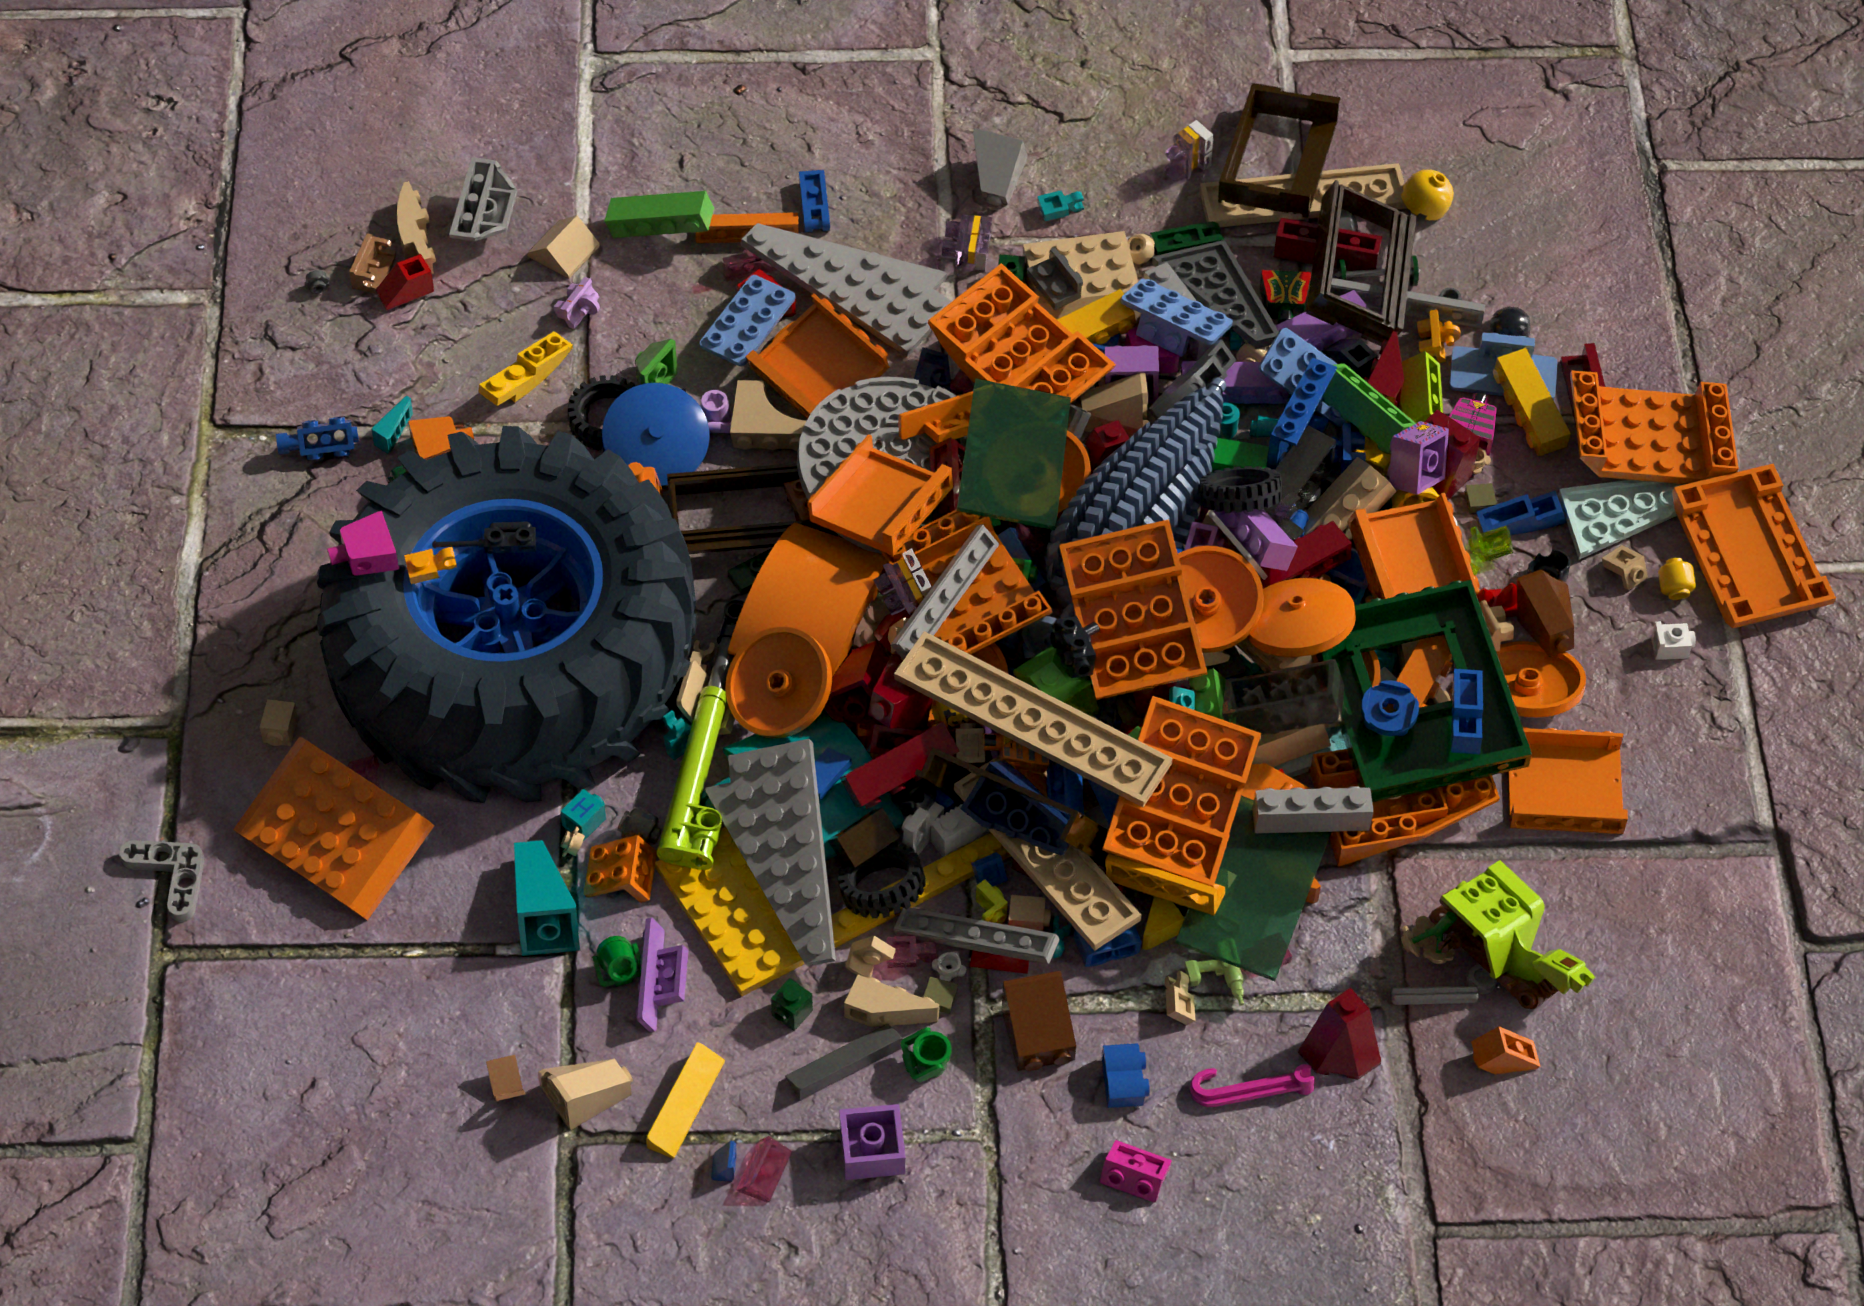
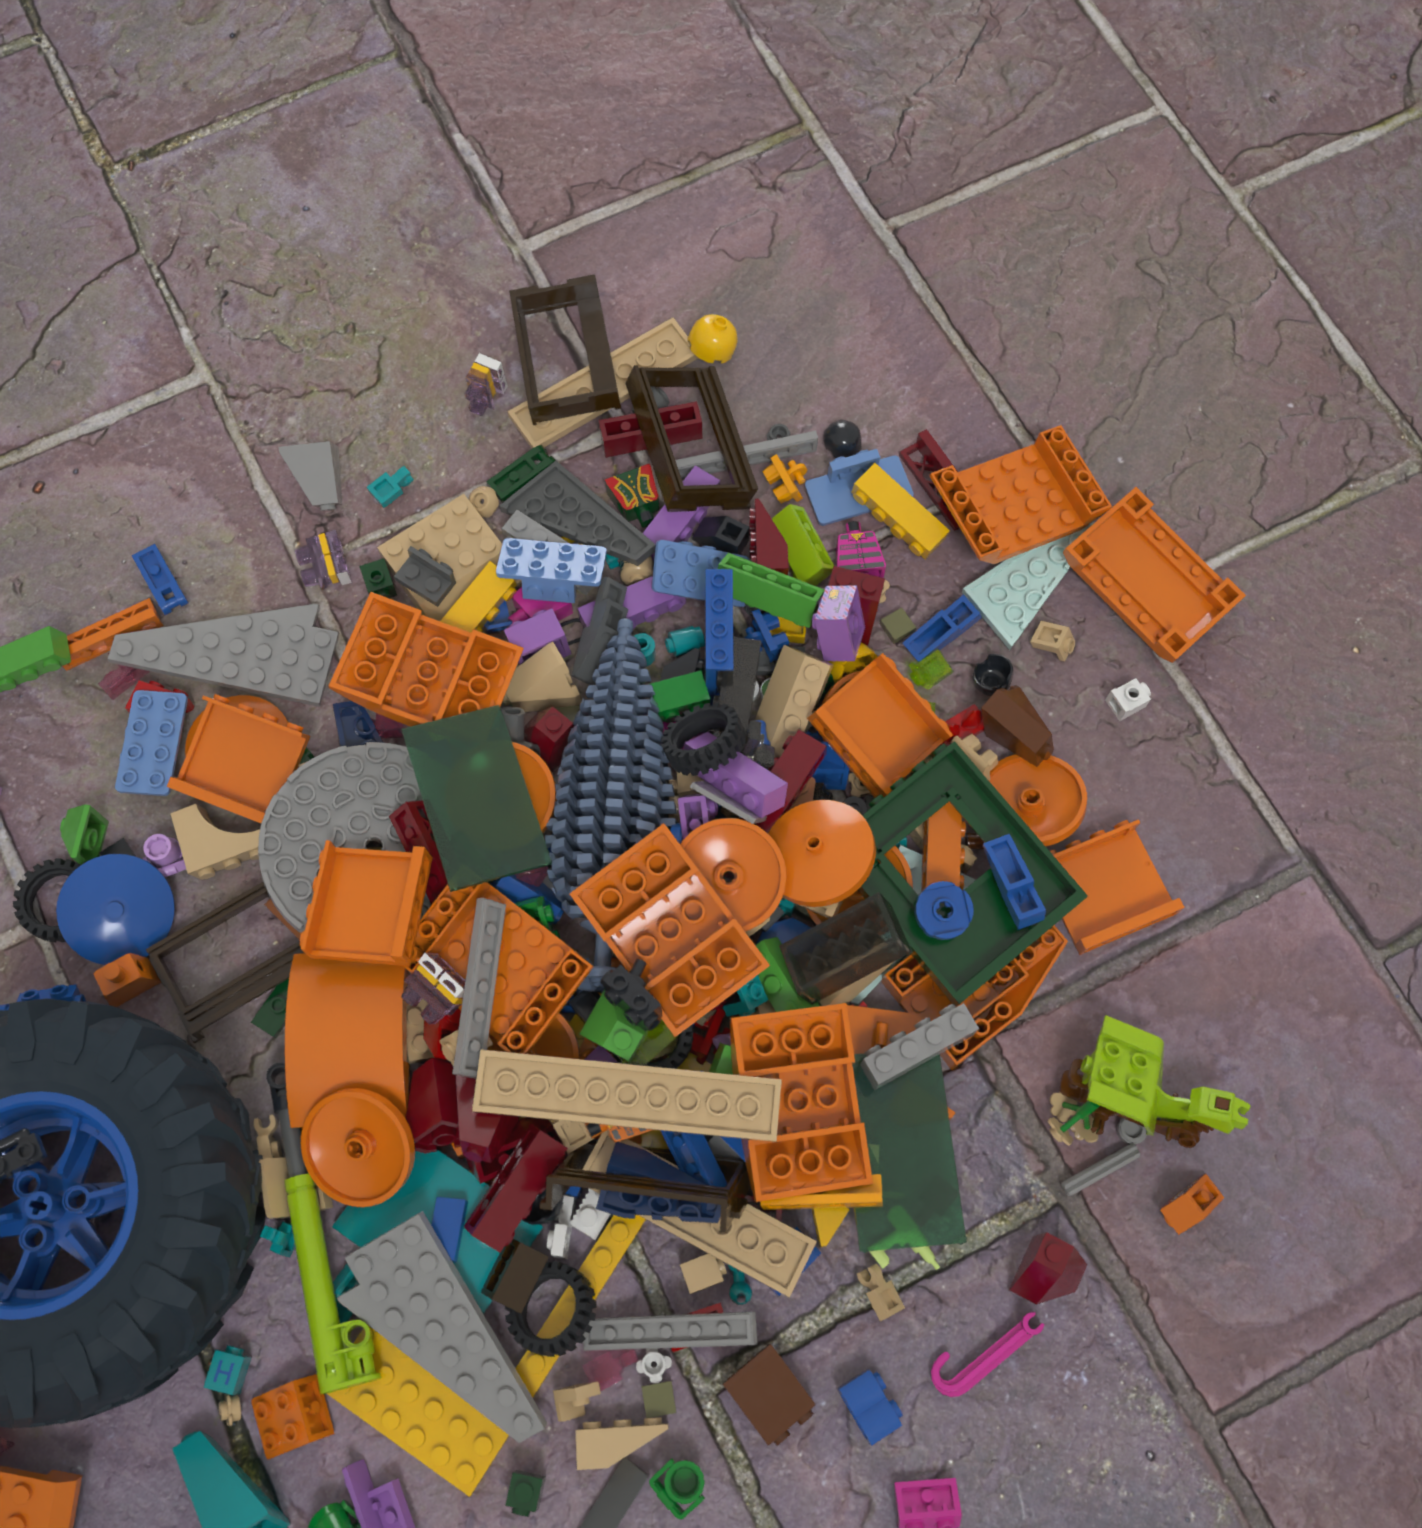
camera: 25 degrees left, 15 degrees up
(640, 823) = (289, 1360): clear smoke head -> none
(938, 420) = (388, 784): orange bracket -> none
(990, 869) = (645, 1241): blue plate -> none
(992, 902) = (661, 1270): neon yellow bracket -> none
(1341, 272) = (678, 449): axle -> none
(1676, 579) = (1103, 634): yellow head -> none

